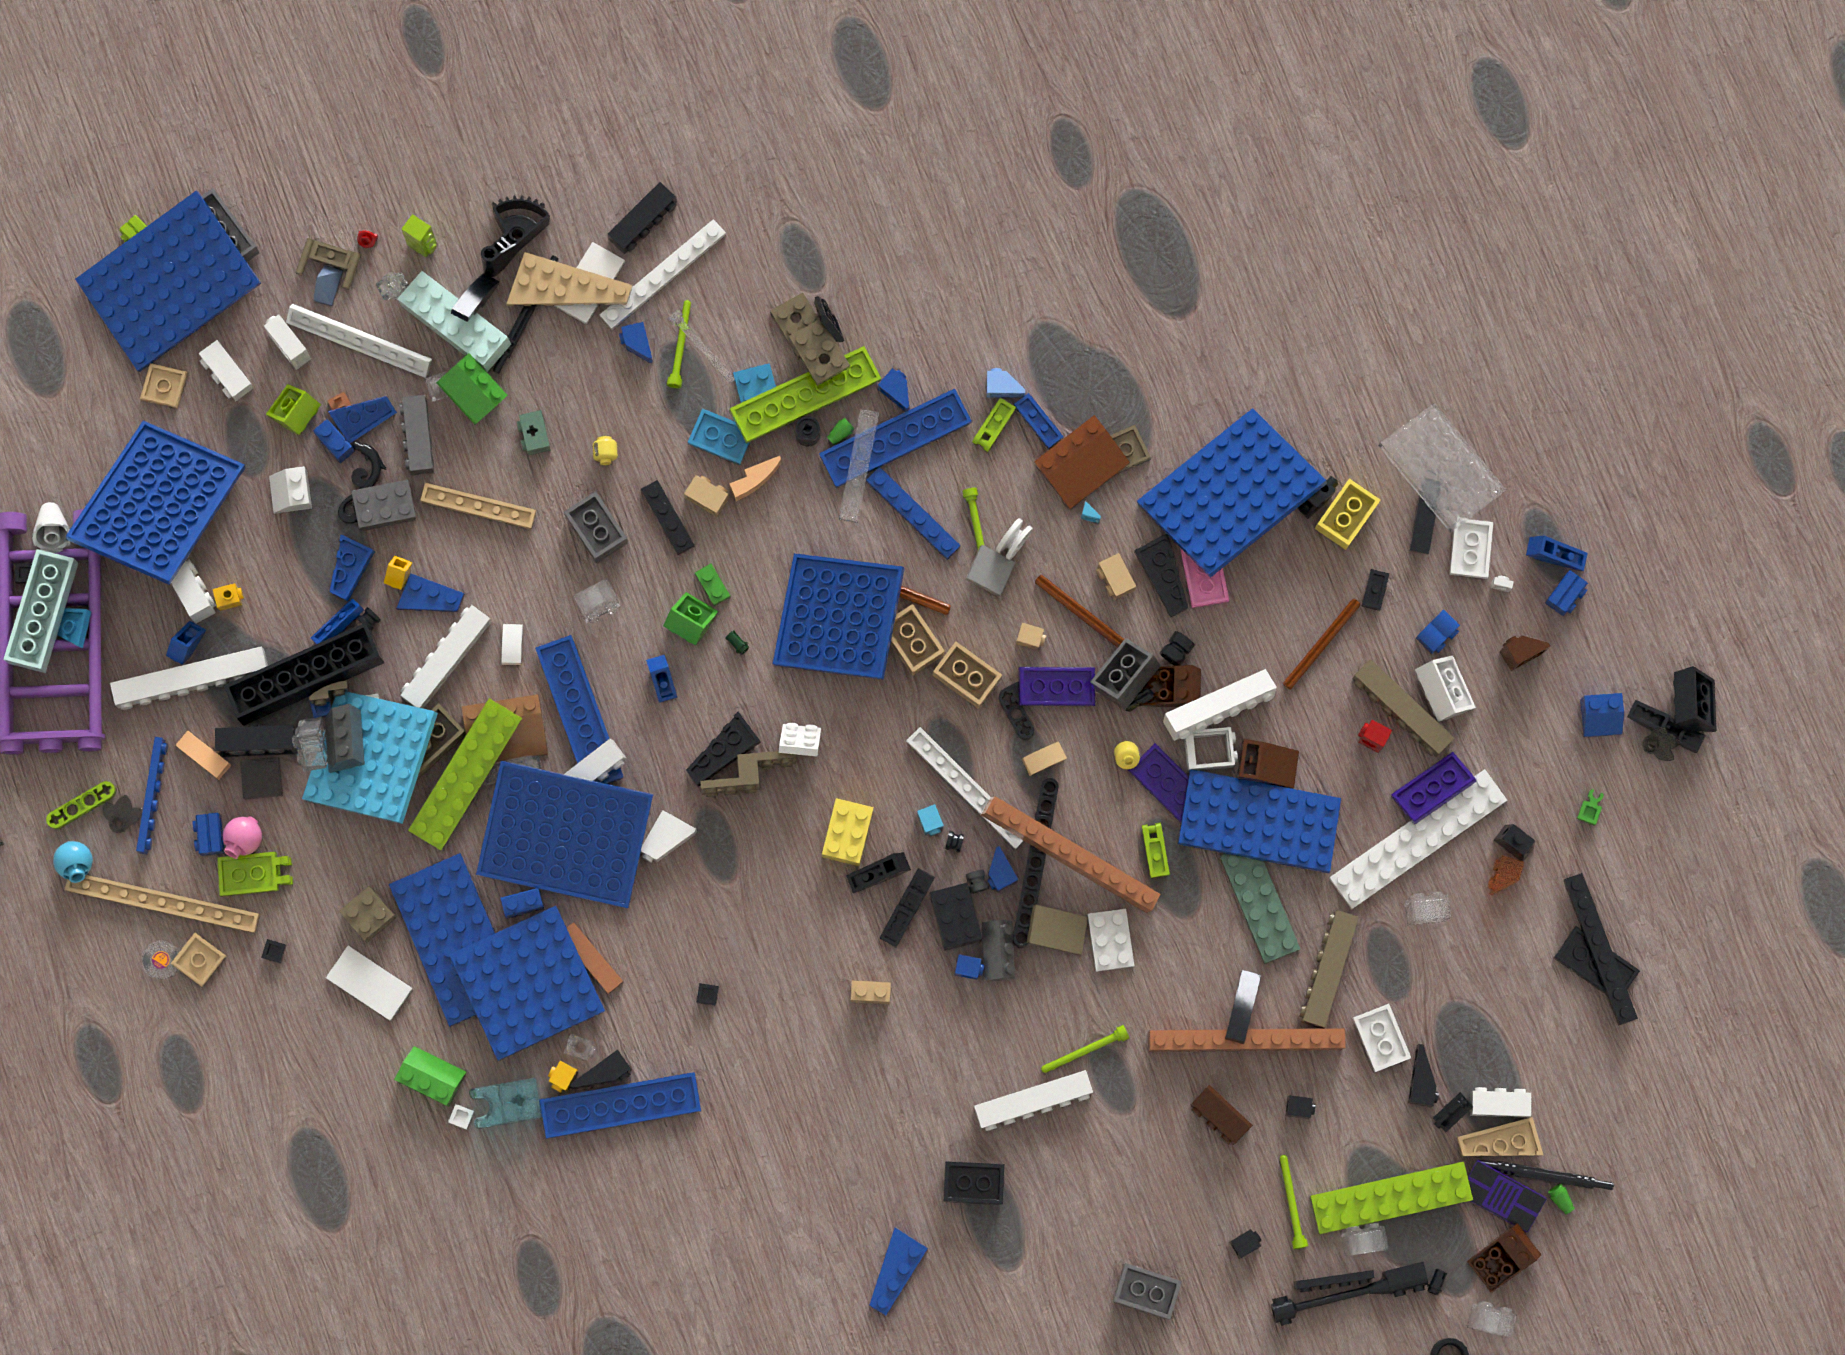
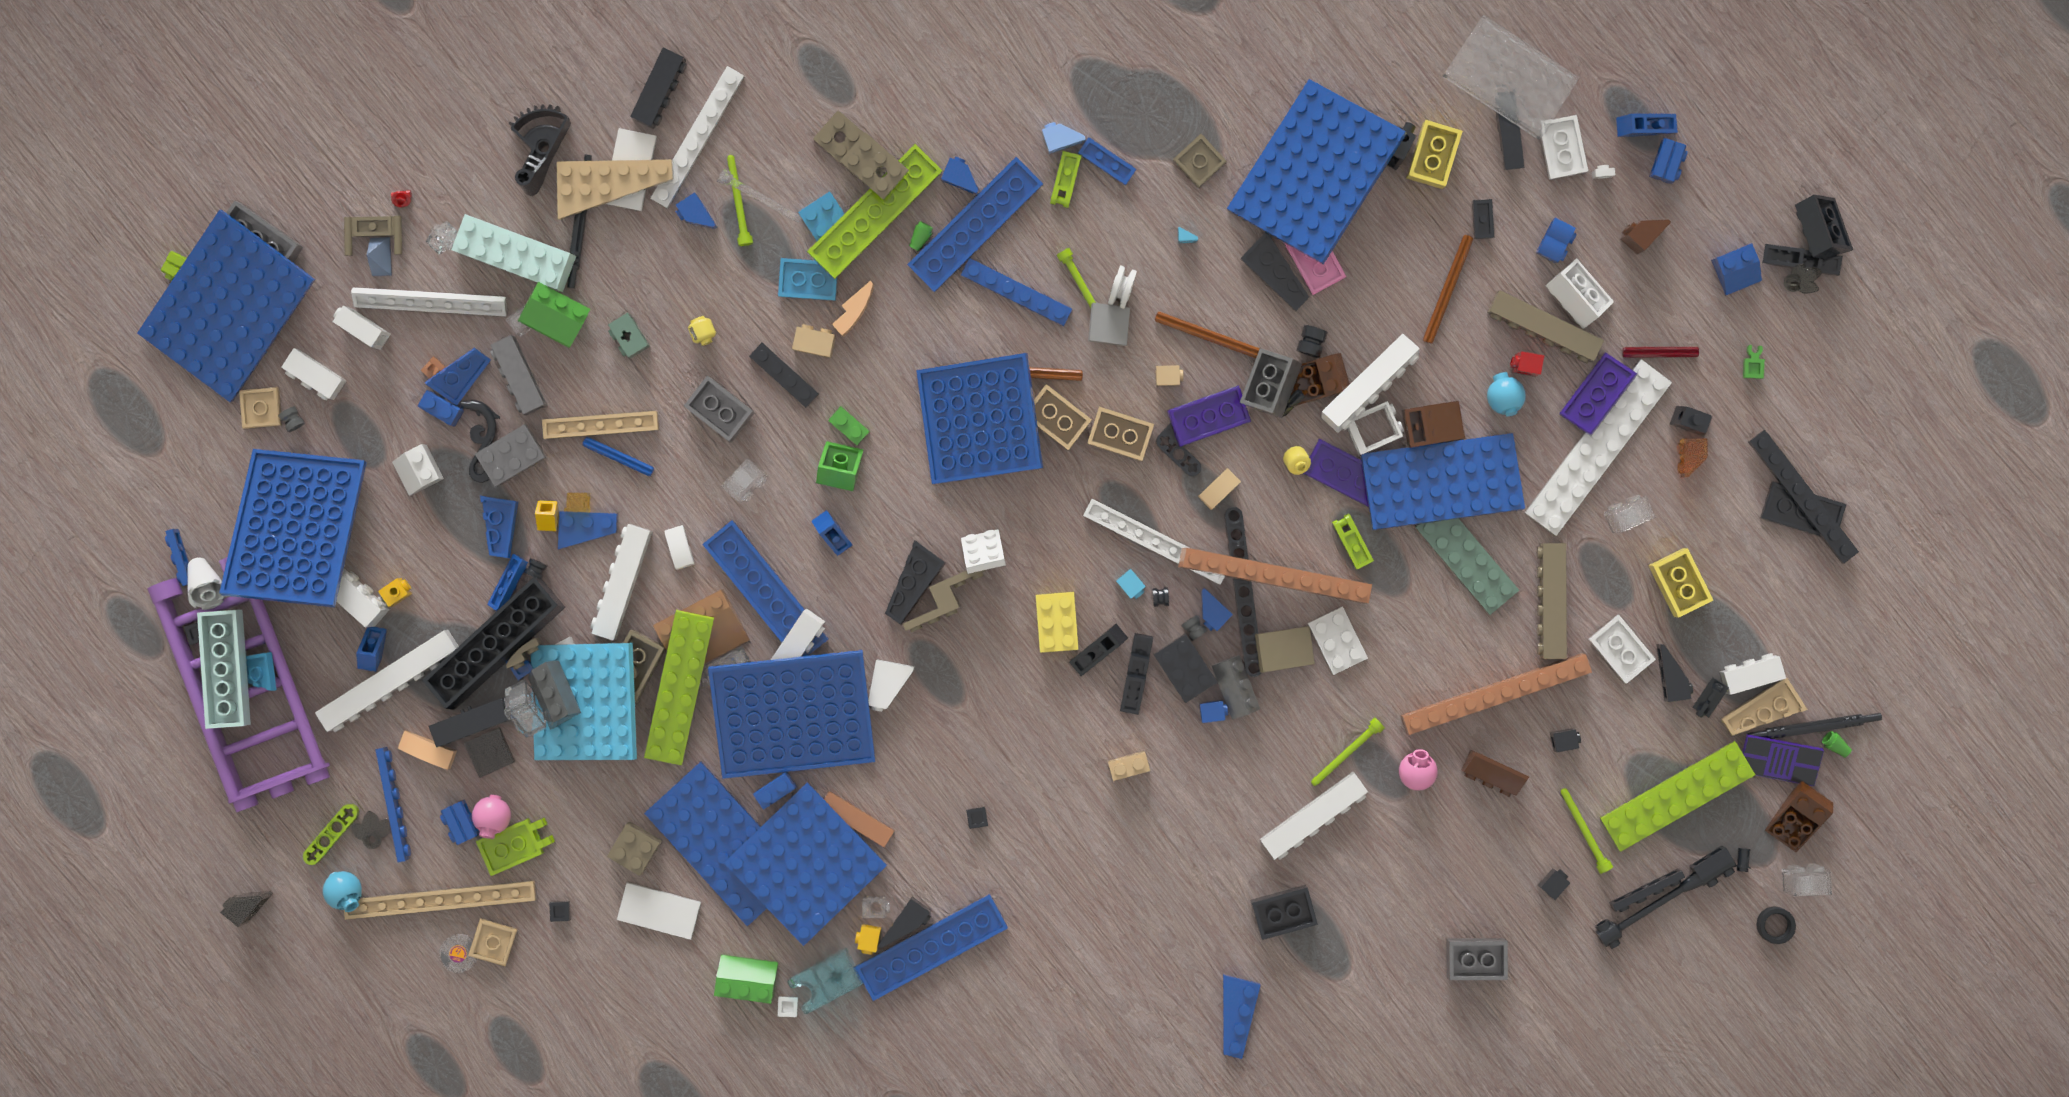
camera: 15 degrees left, 10 degrees up
(35, 497) = (178, 556): none -> blue plate
(189, 405) = (291, 419): none -> dark grey wheel
(293, 409) = (391, 390): lime slope -> none
(419, 236) = (450, 181): lime brick -> none
(431, 570) = (578, 502): none -> clear yellow panel
(474, 297) = (525, 223): black slope -> none
(484, 541) = (618, 456): none -> blue axle
(740, 646) = (891, 474): dark green pin -> none
(807, 431) = (889, 247): black wheel -> none
(827, 319) = (872, 130): black tile -> none
(859, 466) = (949, 264): clear tile -> none
(1082, 462) = (1162, 189): dark orange slope -> none
(1116, 576) = (1231, 290): tan brick -> none
(1148, 1088) = (1418, 770): none -> bright pink brick
(1243, 1006) = (1483, 664): black slope -> none
(1345, 759) = (1506, 394): none -> medium azure brick
(1363, 1241) = (1665, 846): clear brick -> none
(1457, 991) = (1680, 582): none -> light yellow brick
(1505, 768) = (1659, 352): none -> dark red axle

